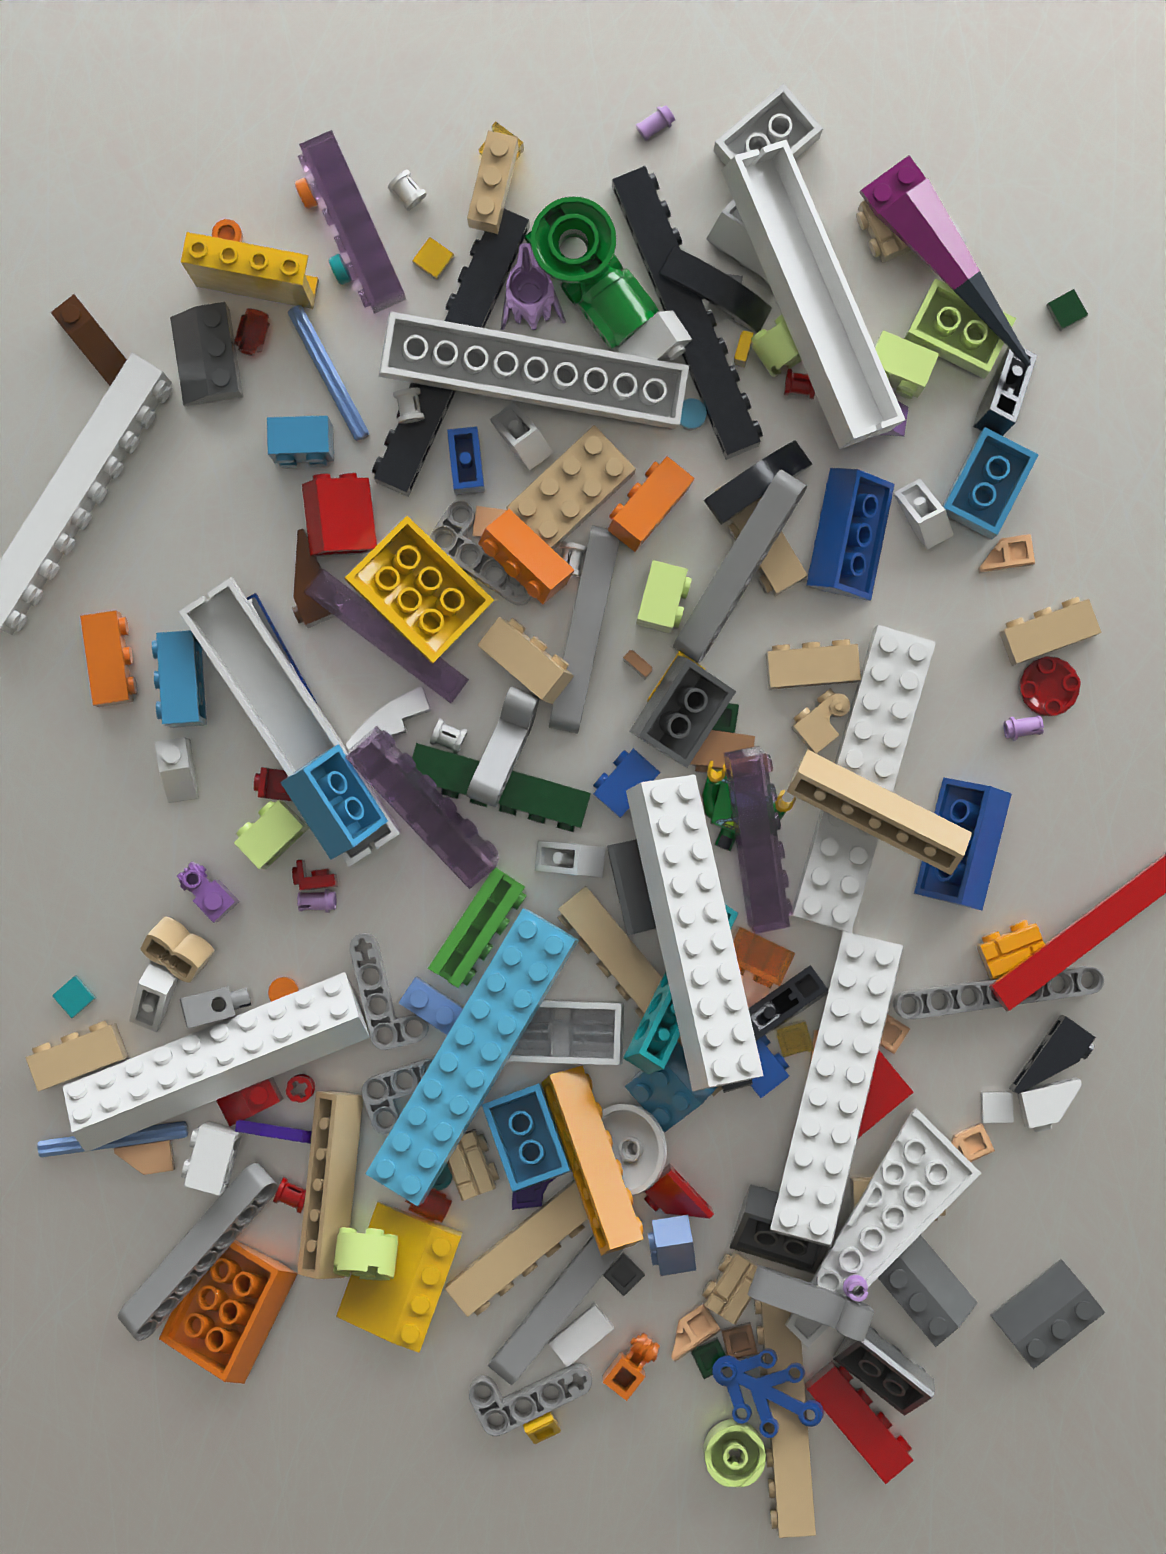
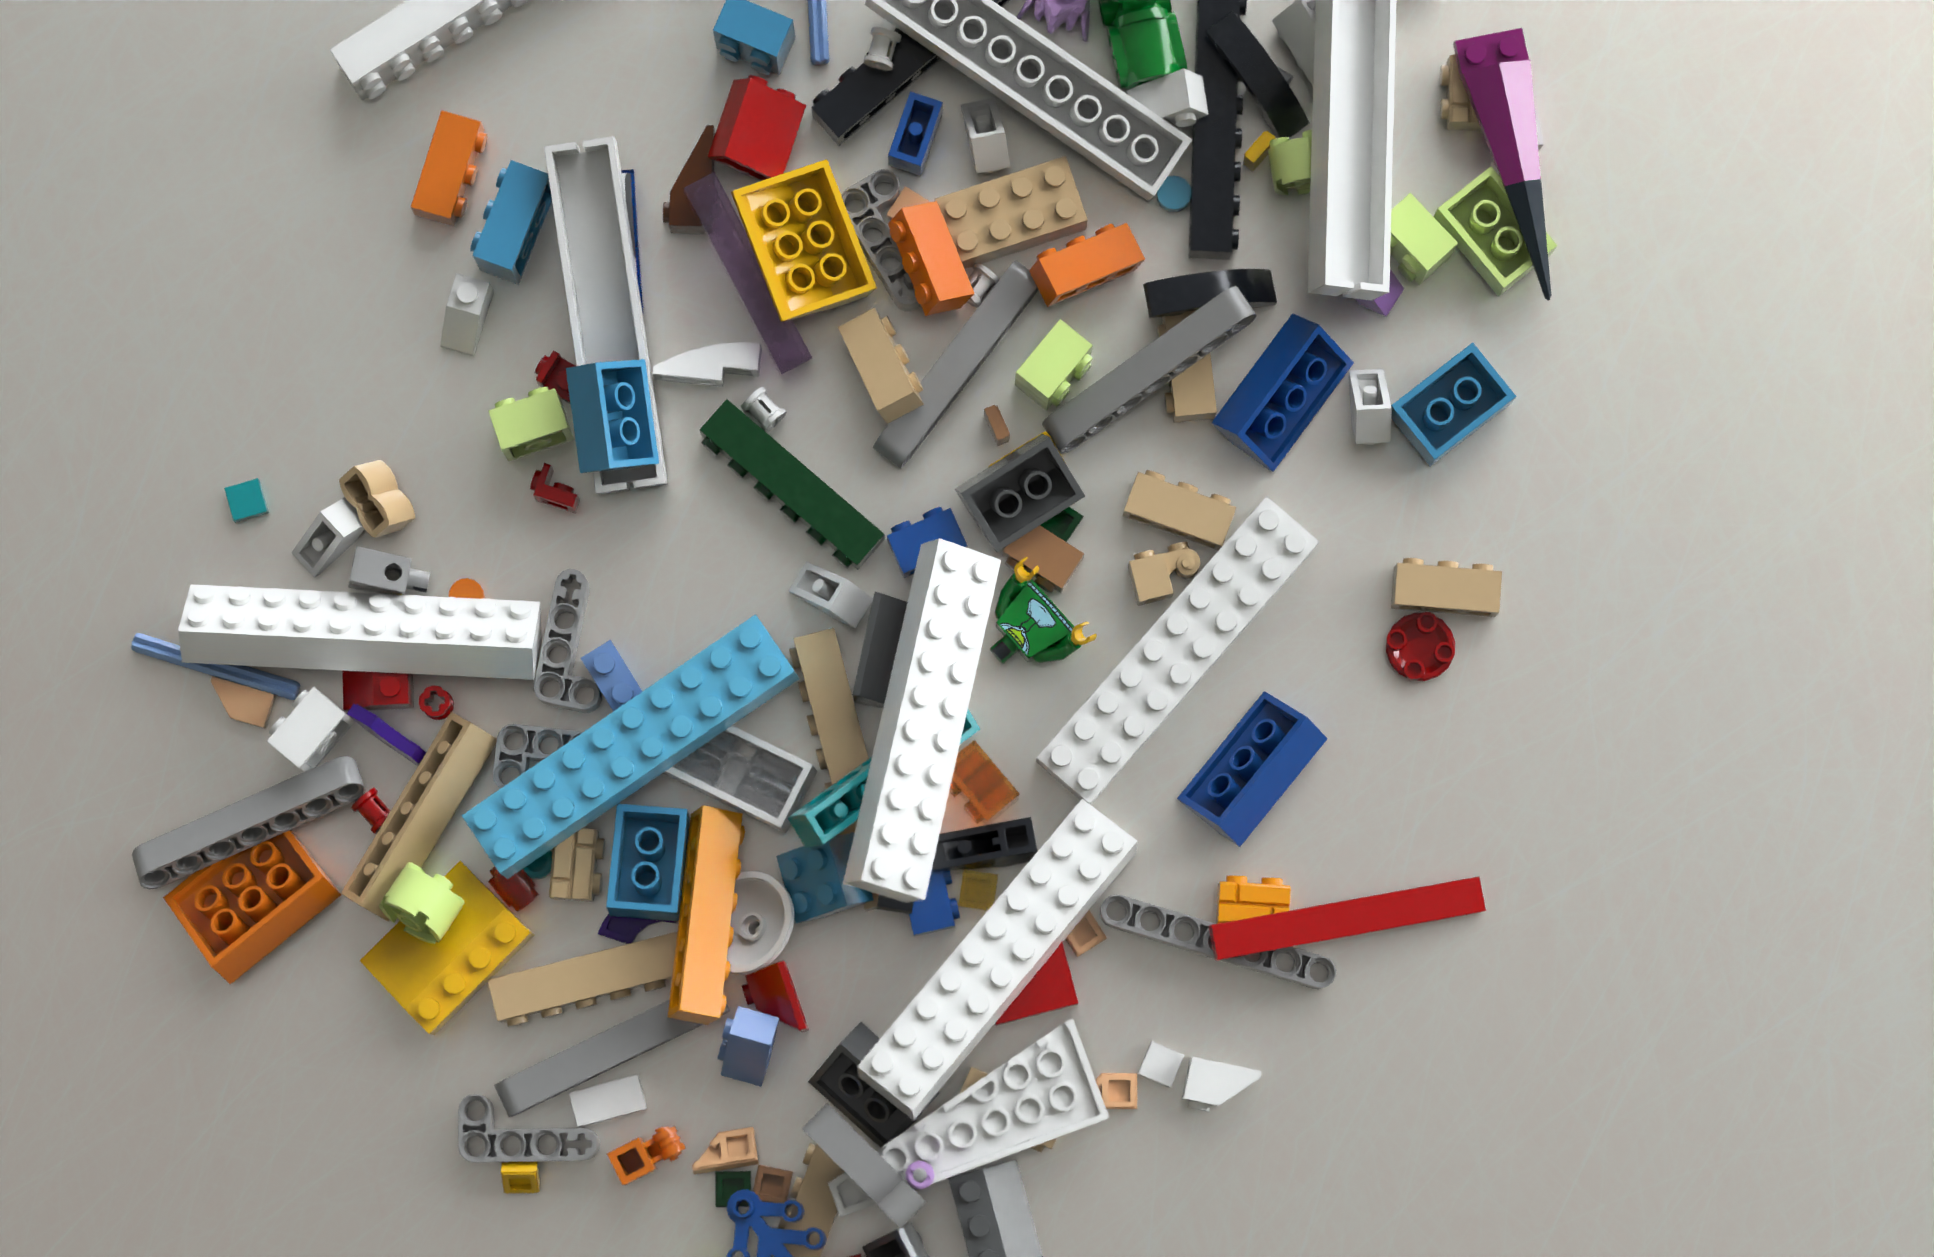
camera: 25 degrees right, 5 degrees down
(76, 1055) = (219, 561): tan brick -> none
(212, 896) = (438, 459): medium lavender brick -> none
(317, 901) = (546, 517): lavender pin -> none
(423, 807) = (702, 467): clear purple brick -> none
(477, 927) = (699, 621): bright green brick -> none
(504, 747) = (816, 443): light grey beam -> none
(623, 1274) = (683, 1057): dark grey tile -> none
(729, 1292) = (782, 1128): tan brick -> none
(757, 839) = (1035, 660): clear purple brick -> none
(798, 384) = (1297, 212): red bush -> none
(879, 812) = (1175, 686): tan brick -> none
(1005, 394) = (1513, 320): black slope -> none
(1009, 553) = (1441, 490): light nougat tile -> none
(1023, 727) = (1372, 676): lavender pin -> none
(1058, 1051) = (1254, 1033): black slope -> none
(1067, 309) = (1618, 264): dark green tile -> none

